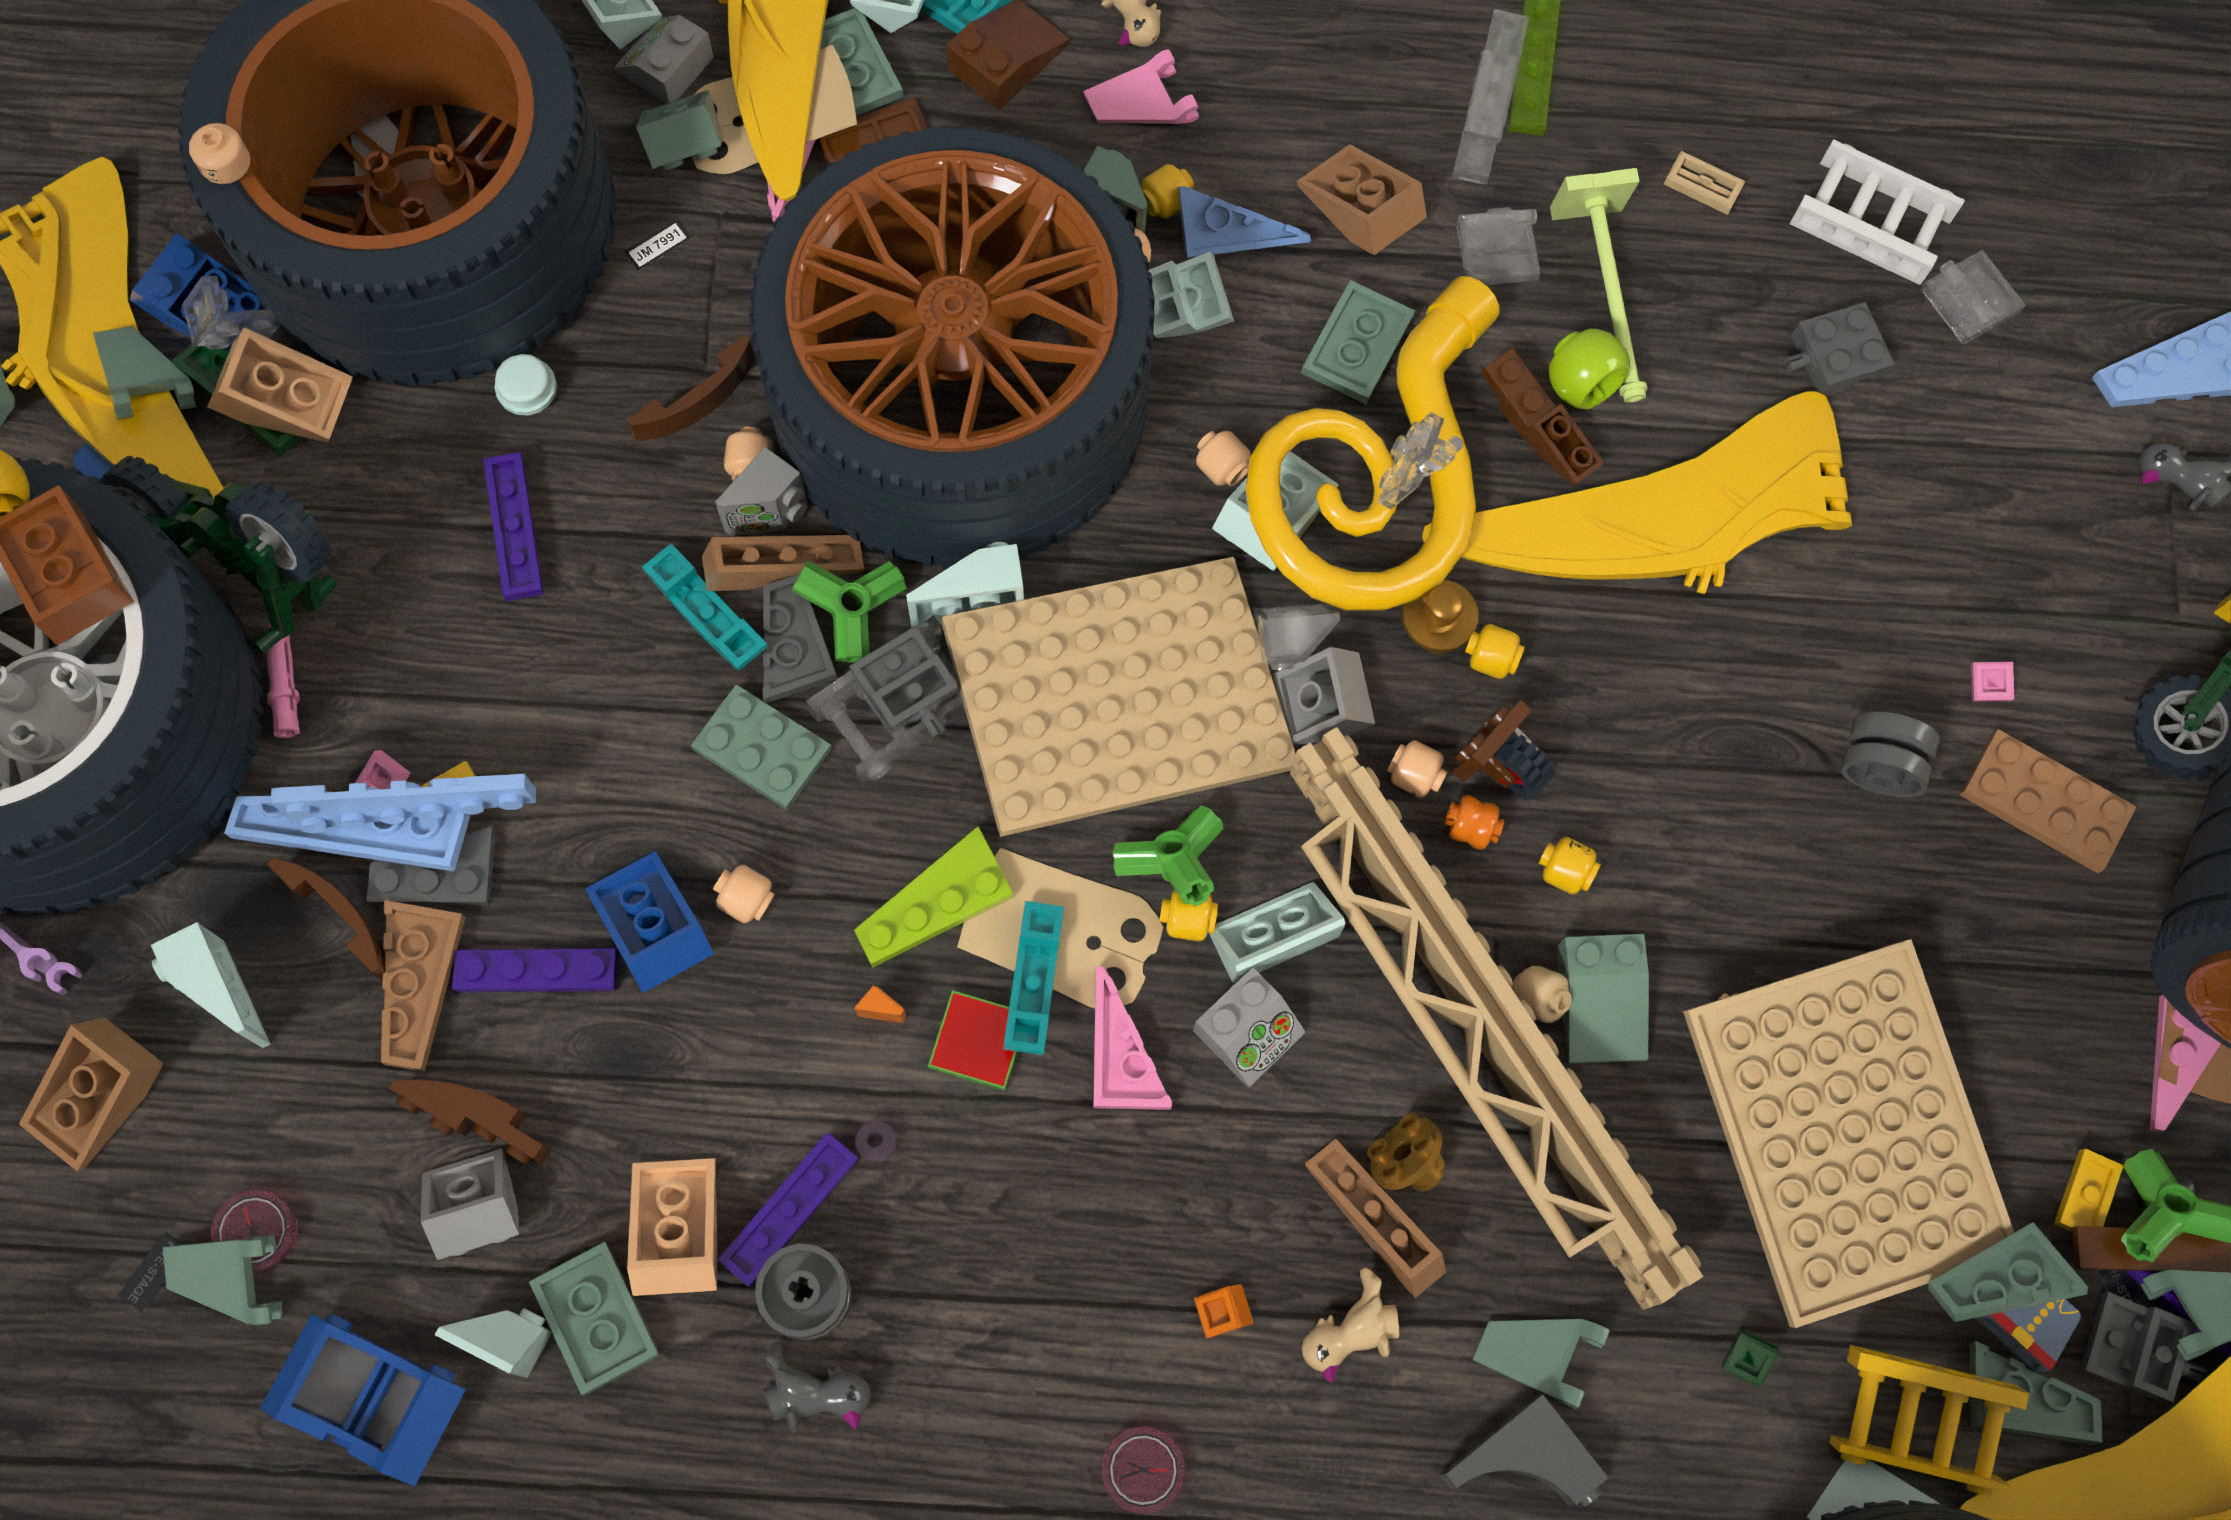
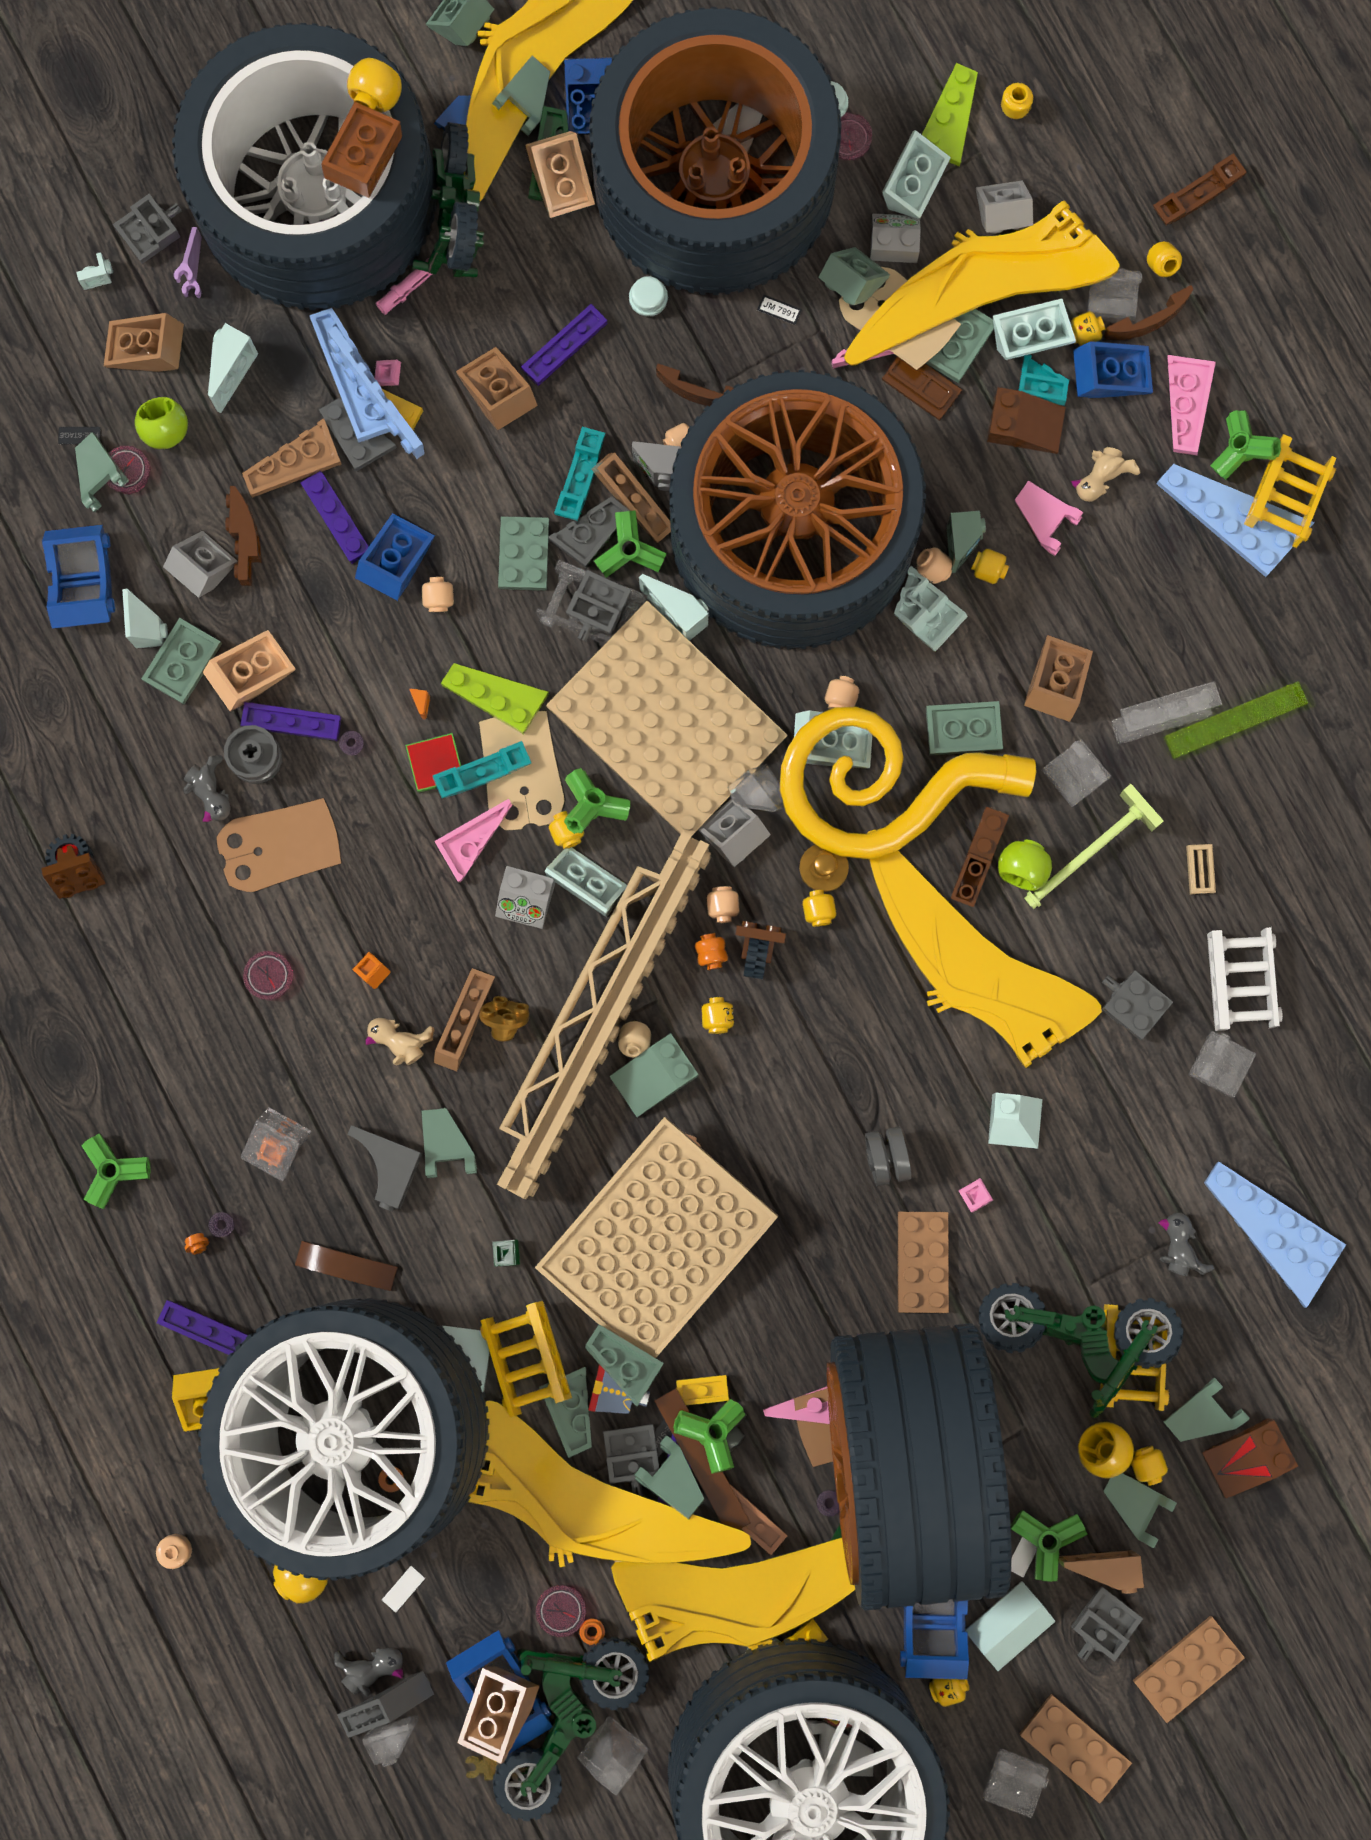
camera: 65 degrees right, 10 degrees up
(212, 325) = (576, 106): clear bracket -> none
(219, 153) = (632, 65): light nougat head -> none
(225, 1132) = (161, 423): none -> lime wheel
(304, 882) = (296, 425): reddish brown slope -> none
(510, 644) = (497, 388): none -> medium nougat slope
(960, 1316) = (291, 841): none -> medium nougat piece
(1226, 228) = (987, 612): medium blue wing -> none
(1416, 456) = (896, 792): clear plate -> none
(1913, 580) = (1015, 1120): none -> light aqua slope

